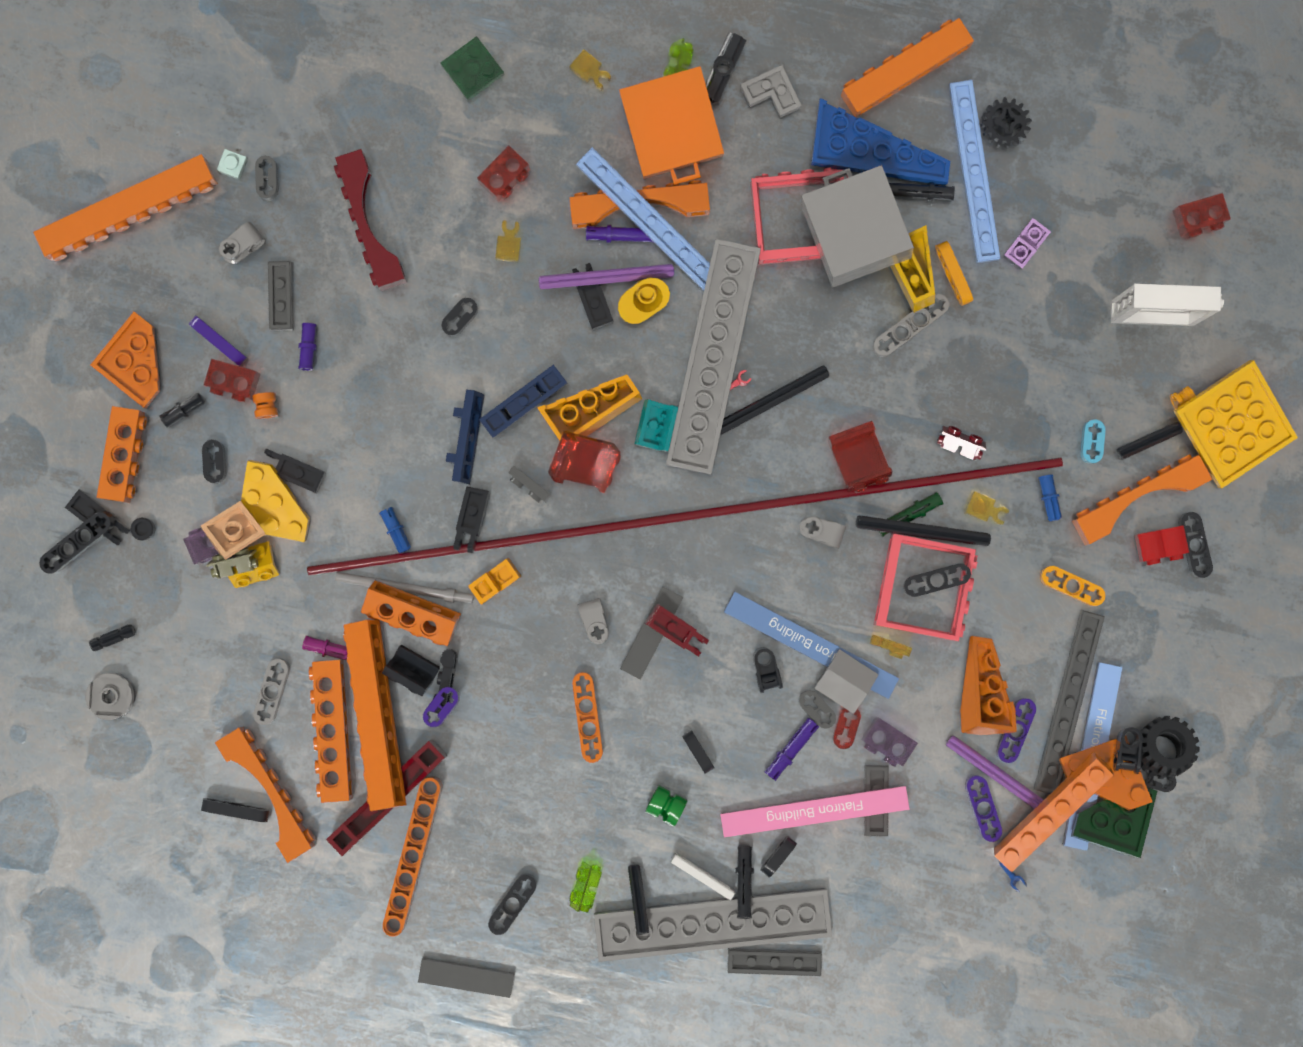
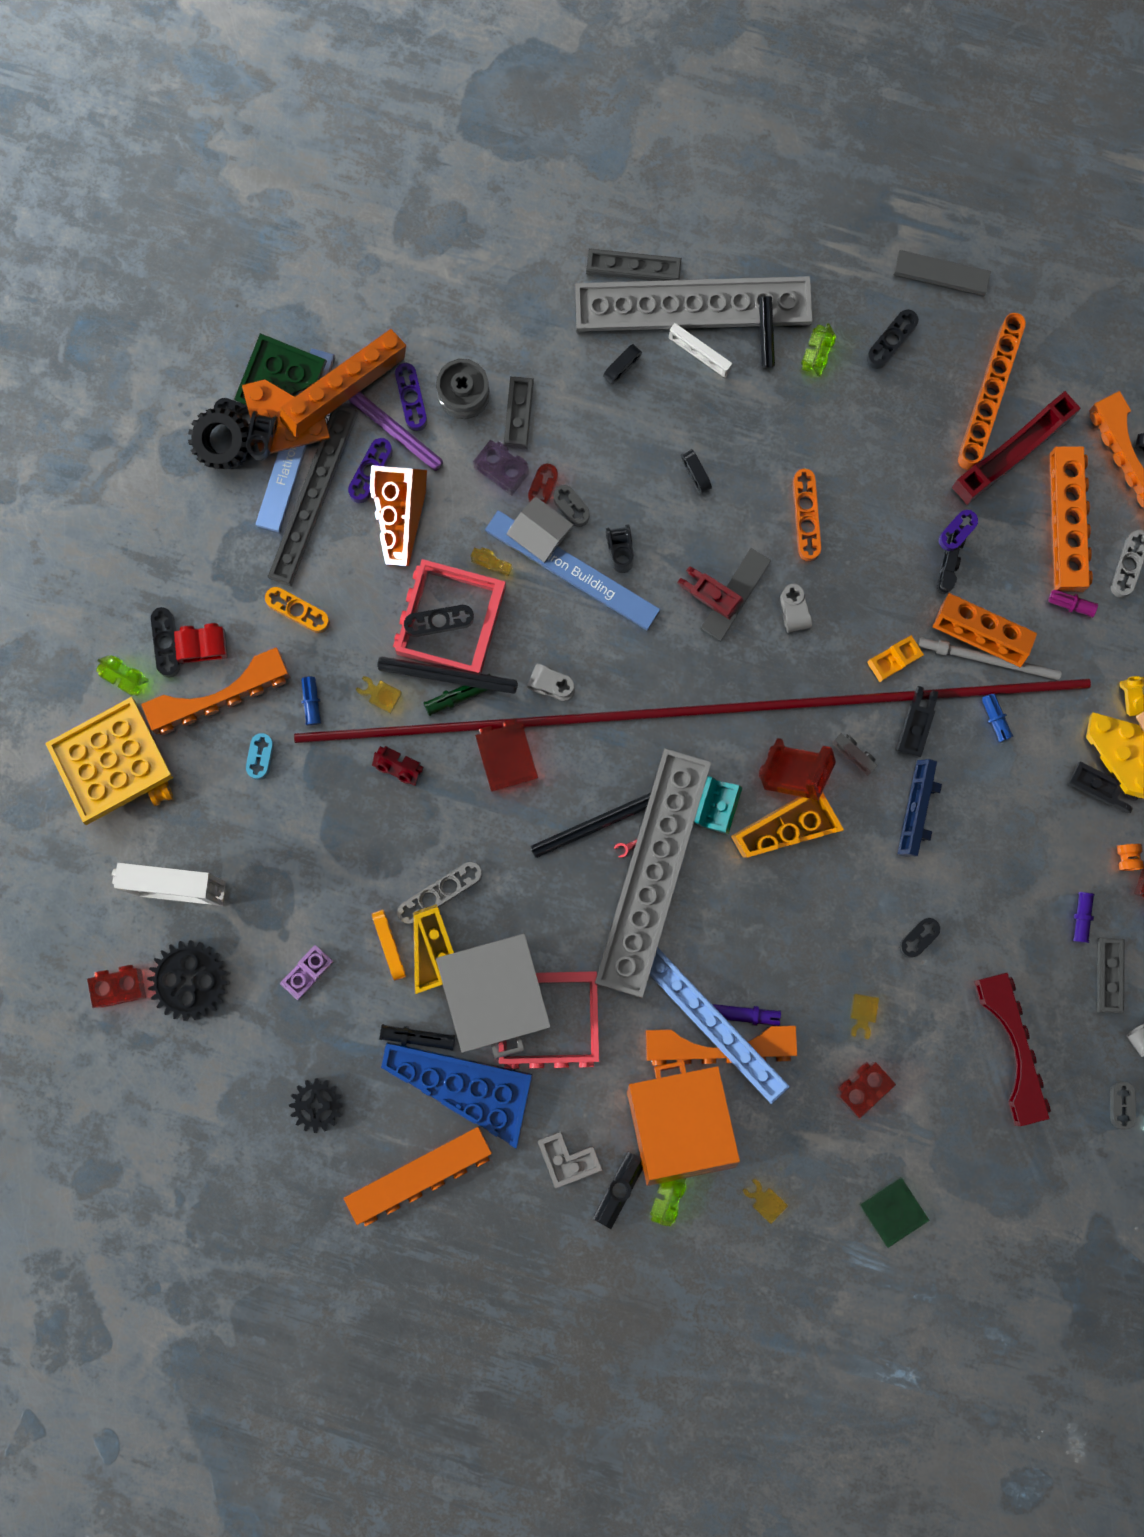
camera: 175 degrees left, 5 degrees down
(374, 715) = (1026, 528): orange brick -> none
(411, 670) = (986, 571): black bracket -> none
(523, 401) = (857, 840): dark blue hinge -> none
(594, 303) = (776, 946): black hinge -> none
(605, 276) = (762, 966): medium lavender axle -> none
(643, 300) = (723, 938): yellow piece -> none
(666, 806) = (733, 420): green wheel -> none
(744, 867) = (659, 340): black pin -> none
(789, 752) = (606, 462): dark purple pin -> none
(814, 811) = (582, 404): bright pink tile -> none
(948, 819) = (463, 388): none -> dark grey wheel
(974, 171) = (355, 1057): light blue tile -> none
(1014, 879) = (387, 326): blue hand -> none
(1121, 212) = (202, 997): none -> black gear
(1149, 440) = (201, 752): black axle -> none
(1242, 515) = (112, 669): none -> clear neon green hinge

